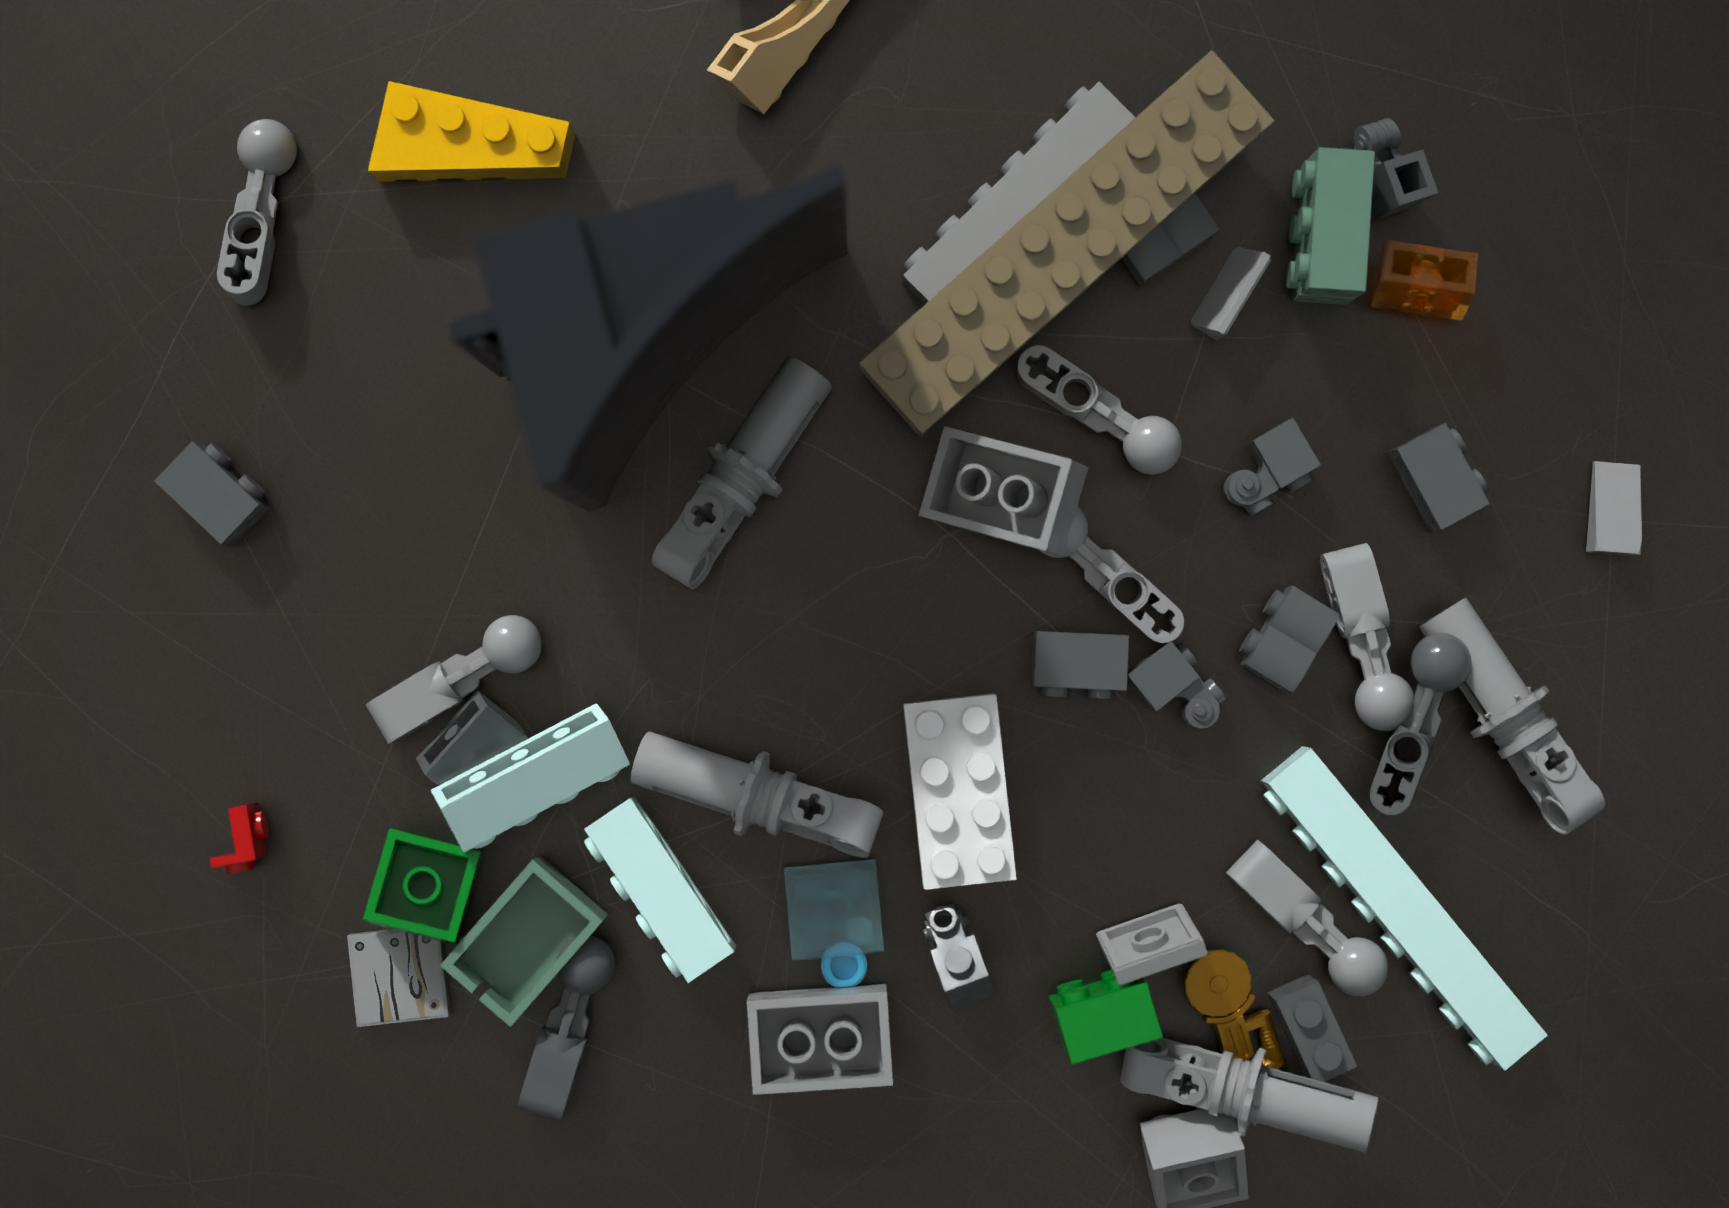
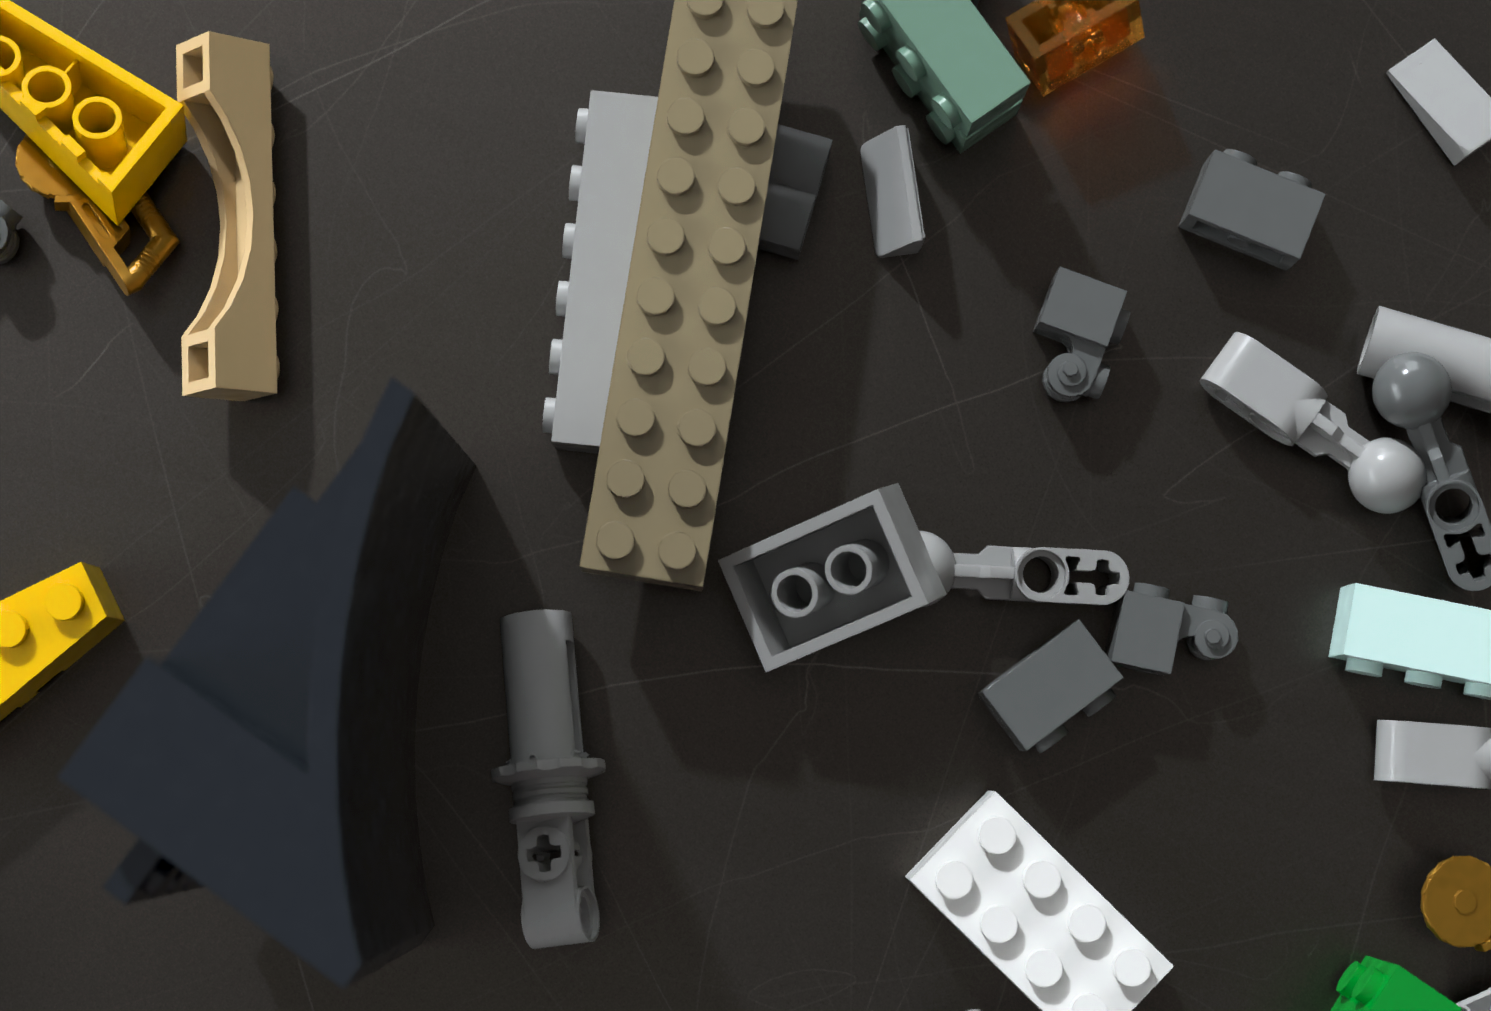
camera: 35 degrees left, 5 degrees down
(1149, 443) = (938, 409): light grey beam -> none
(1151, 944) = (1364, 918): light grey tile -> none
(1289, 638) = (1238, 491): dark grey brick -> none

